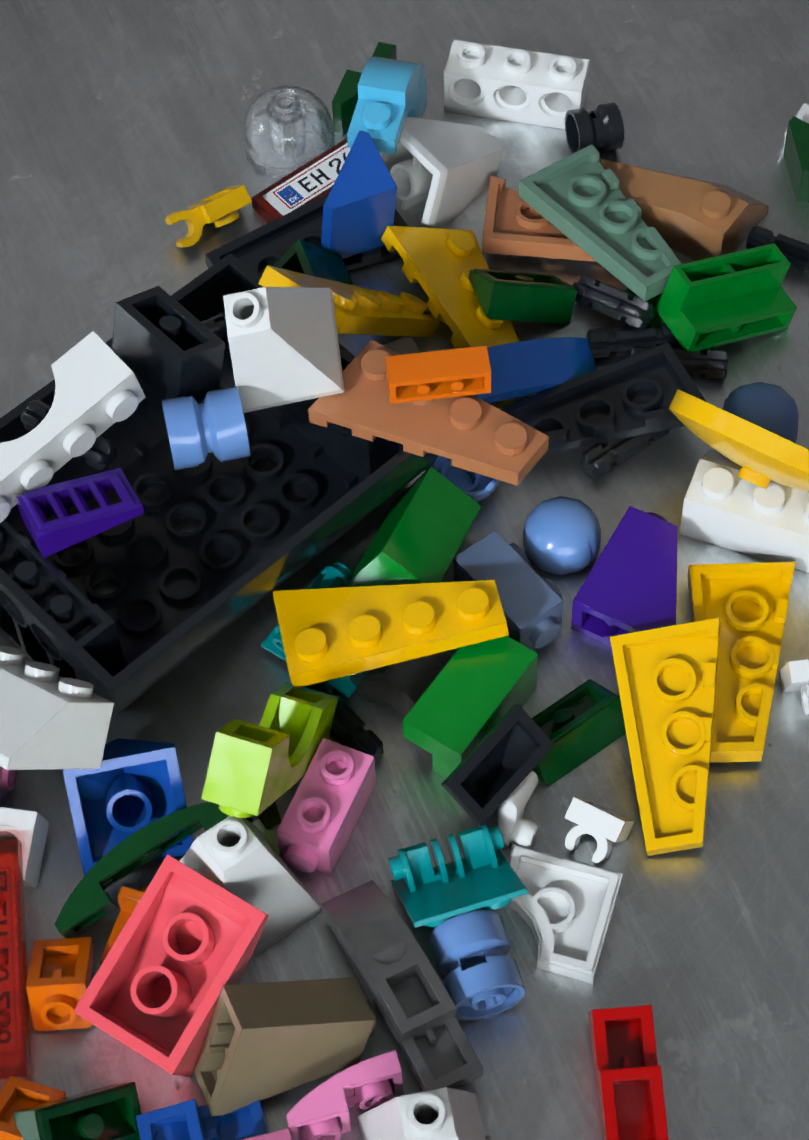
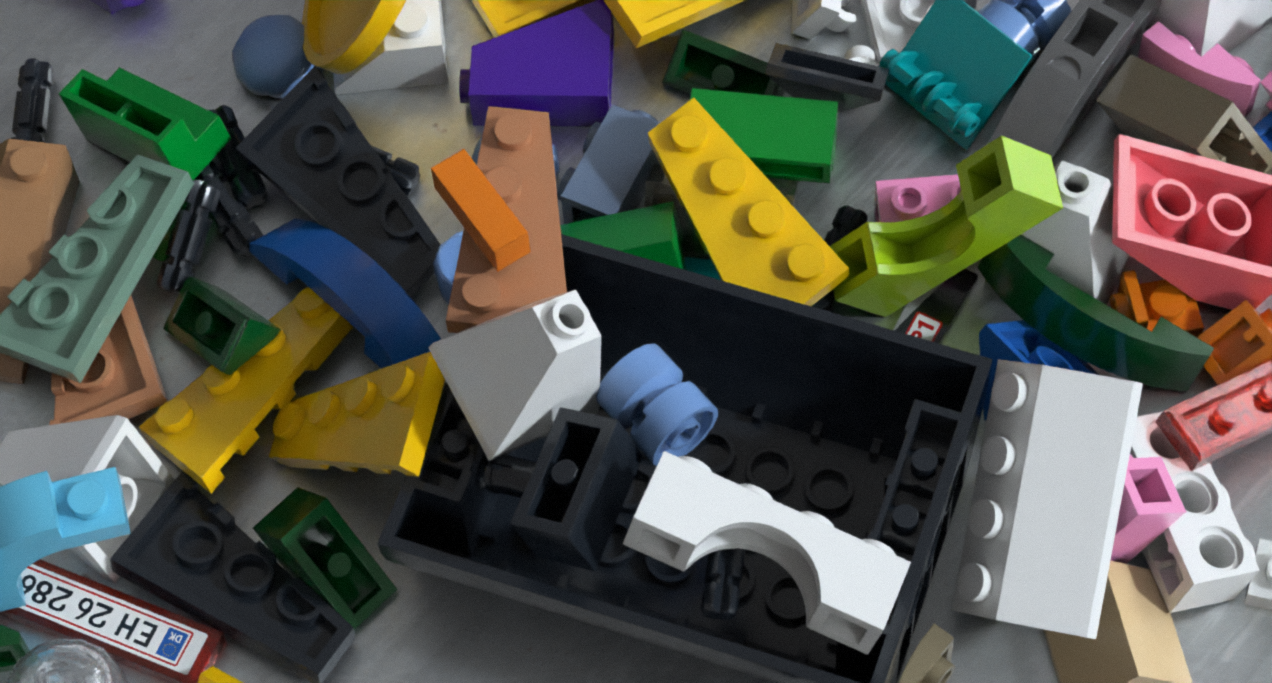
camera: 115 degrees left, 5 degrees up
(69, 530) = (864, 491): dark purple slope -> none
(359, 201) = (193, 506): blue slope -> none

